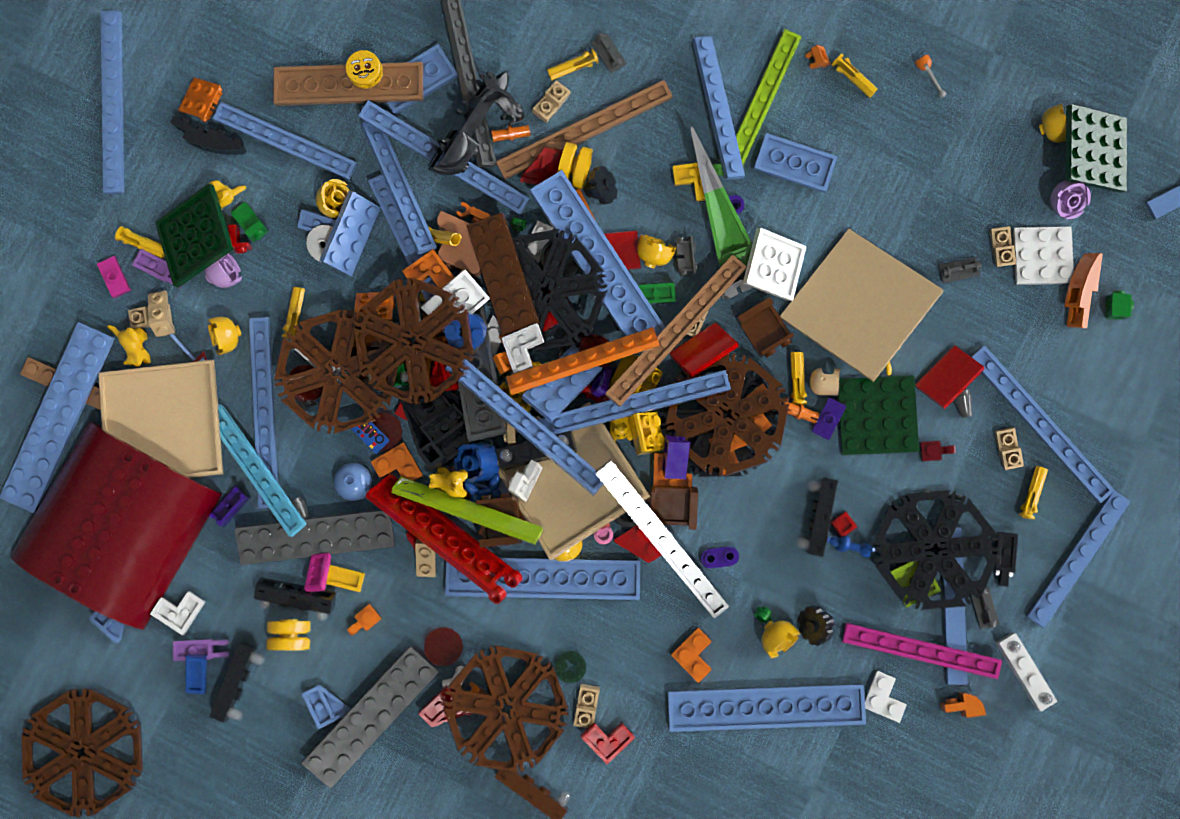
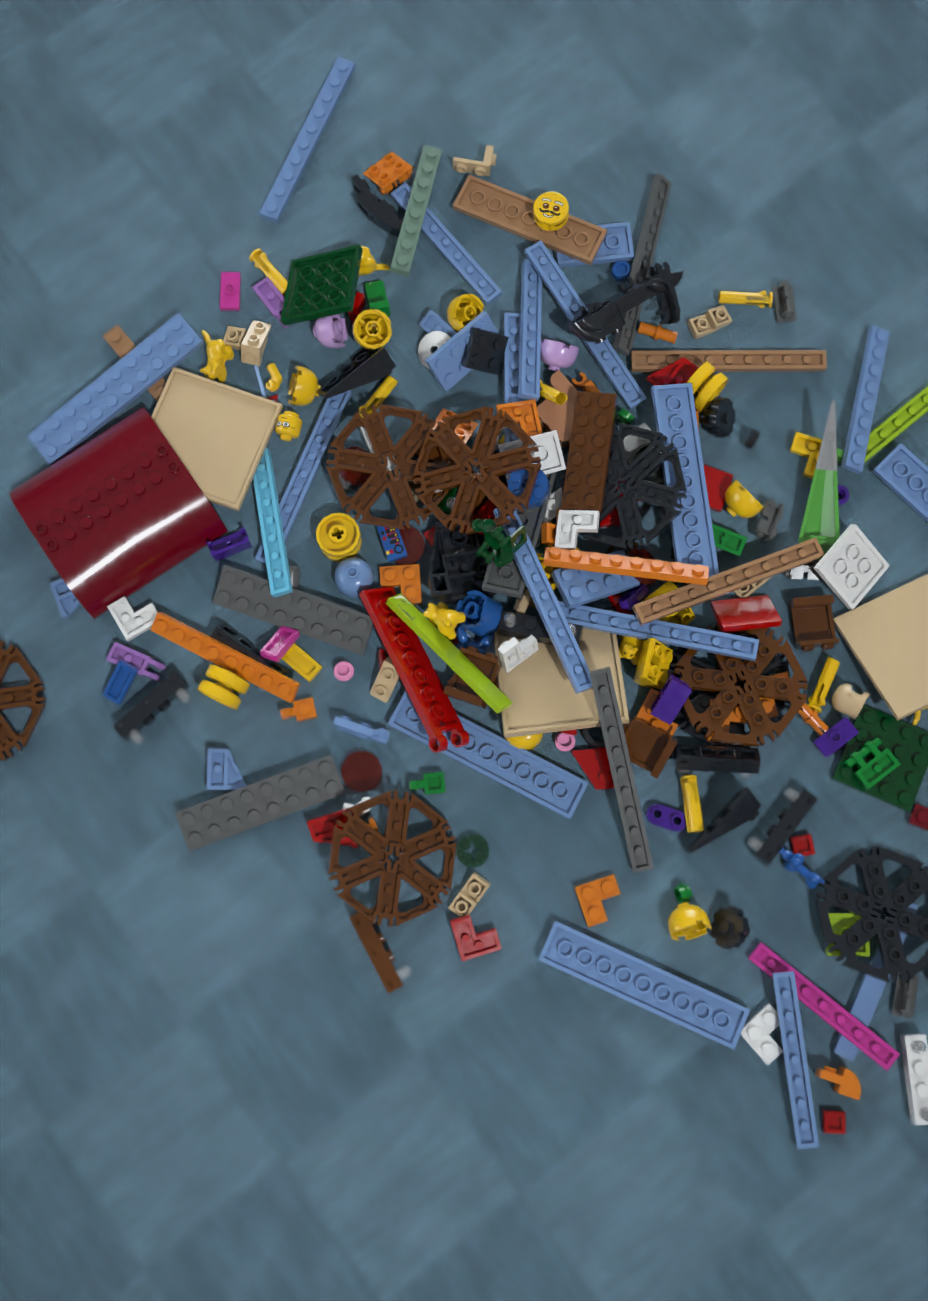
camera: 25 degrees right, 5 degrees down
(195, 338) = (276, 378): none -> yellow arm
(228, 375) = (288, 426): none -> yellow head
(243, 124) = (415, 210): none -> sand green plate
(258, 254) = (372, 329): none -> yellow cylinder
(270, 289) = (364, 368): none -> black wedge
(276, 608) = (225, 657): none -> orange plate
(279, 57) = (476, 167): none -> tan bracket
(311, 451) = (334, 526): none -> yellow wheel
(368, 225) = (485, 351): none -> black plate
(384, 568) = (343, 671): none -> bright pink plate
(427, 611) = (361, 730): none -> medium blue hinge
(433, 196) = (557, 354): none -> lavender cylinder
(452, 91) = (621, 270): none -> blue tile
(470, 398) = (503, 546): none -> dark green piece
(508, 627) = (432, 783): none -> green plate
(637, 190) = (751, 439): none -> black tile
(735, 535) = (692, 804): none -> yellow piece
(737, 488) = (717, 759): none -> black piece
(774, 527) = (737, 812): none -> black wedge
(874, 430) = (876, 768): none -> green plate
(919, 707) = (795, 1060): none -> medium blue plate
(974, 741) = (833, 1122): none -> red tile

